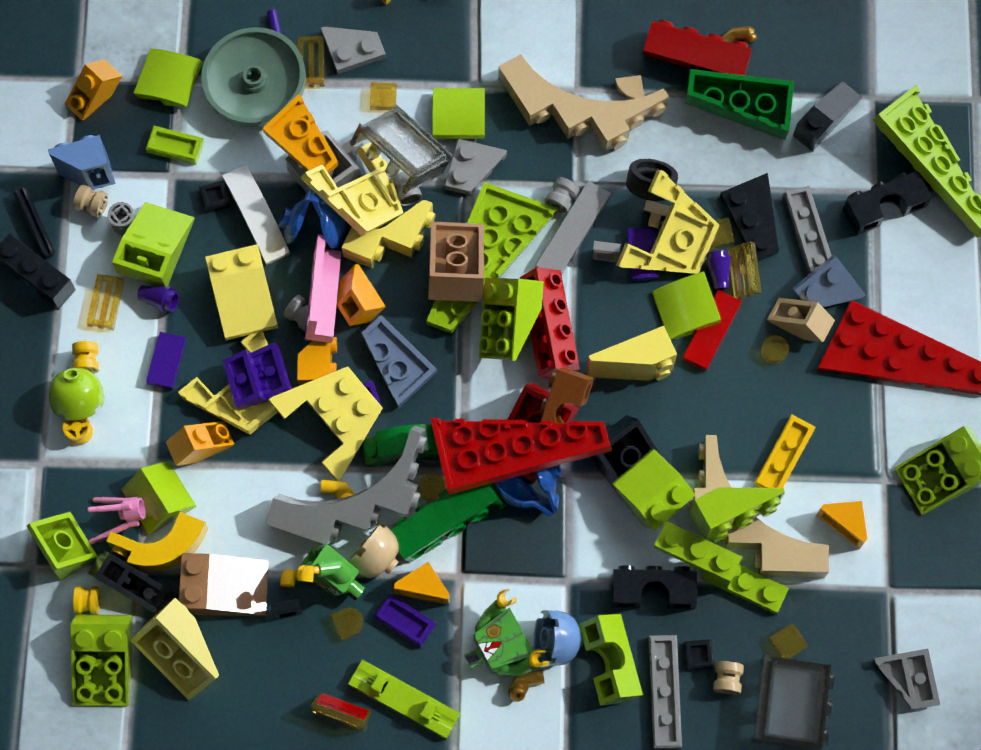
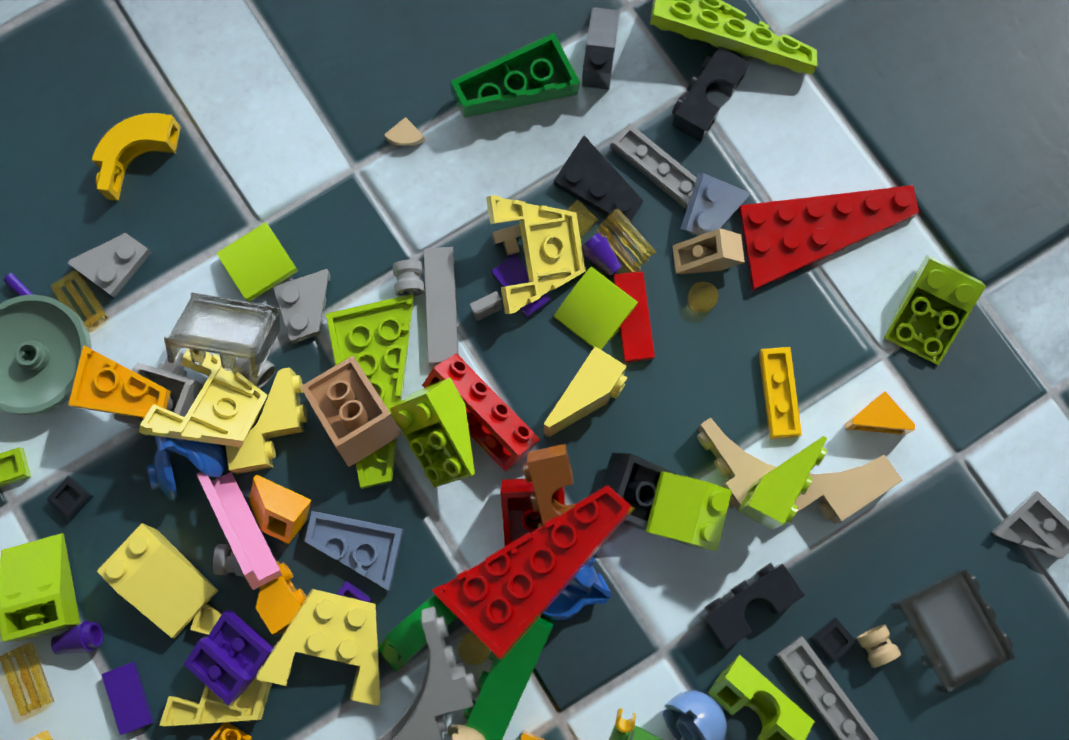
camera: 30 degrees left, 5 degrees up
(256, 214) = (122, 489): white slope -> none
(338, 488) = (387, 712): yellow arm -> none
(383, 96) = (172, 291): clear yellow tile -> none
(573, 113) = (369, 192): tan arch -> none
(641, 175) = (469, 208): black tyre -> none
(694, 50) = (441, 61): red brick -> none
(721, 567) = (800, 543): lime bracket -> none
(738, 33) = (466, 23): pearl gold arm -> none
(788, 642) = (906, 570): clear yellow tile -> none

